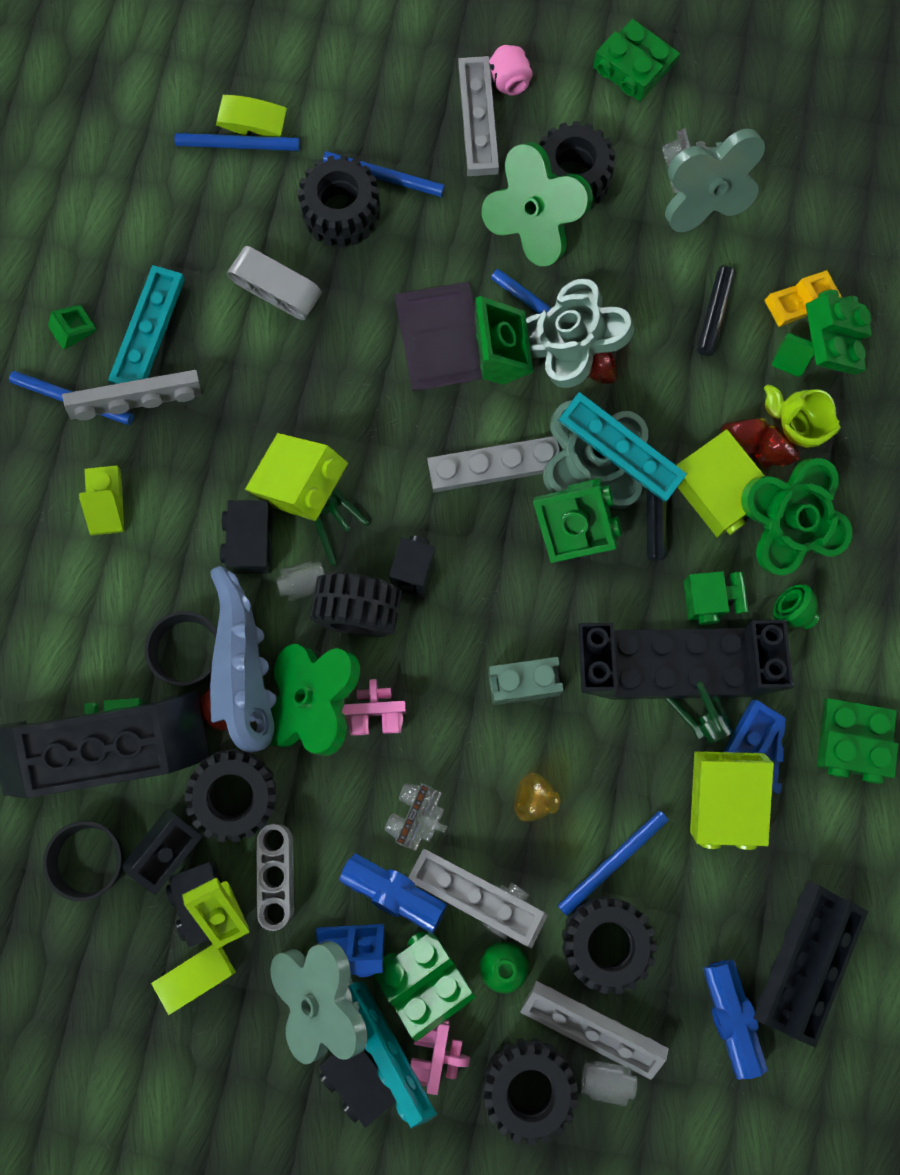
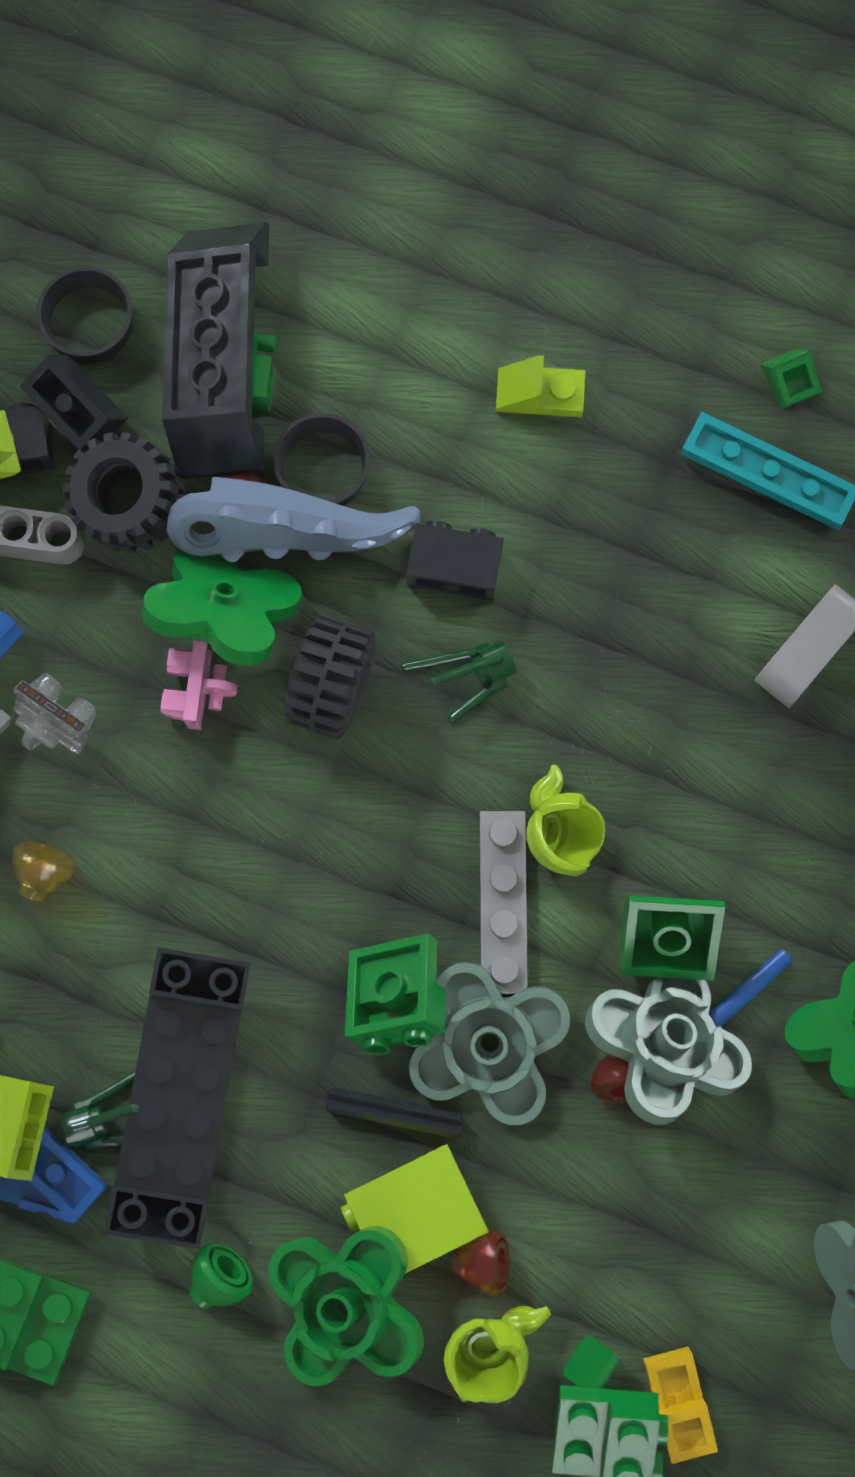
camera: 100 degrees right, 0 degrees up
(56, 392) = (688, 366): blue bar -> none
(132, 394) = (673, 456): light grey plate -> none
(297, 476) = (519, 629): lime brick -> none
(299, 580) = (387, 617): clear brick -> none
(413, 566) = (369, 760): black brick -> none
(435, 427) = (564, 827): none -> lime hair
(439, 335) = (707, 857): clear purple piece -> none
(525, 681) = (193, 883): sand green brick -> none
(622, 447) = (481, 1070): teal plate -> none
(709, 596) = (260, 1156): green brick -> none
(716, 311) = (681, 1267): black axle -> none
(776, 448) = (453, 1304): clear red brick -> none

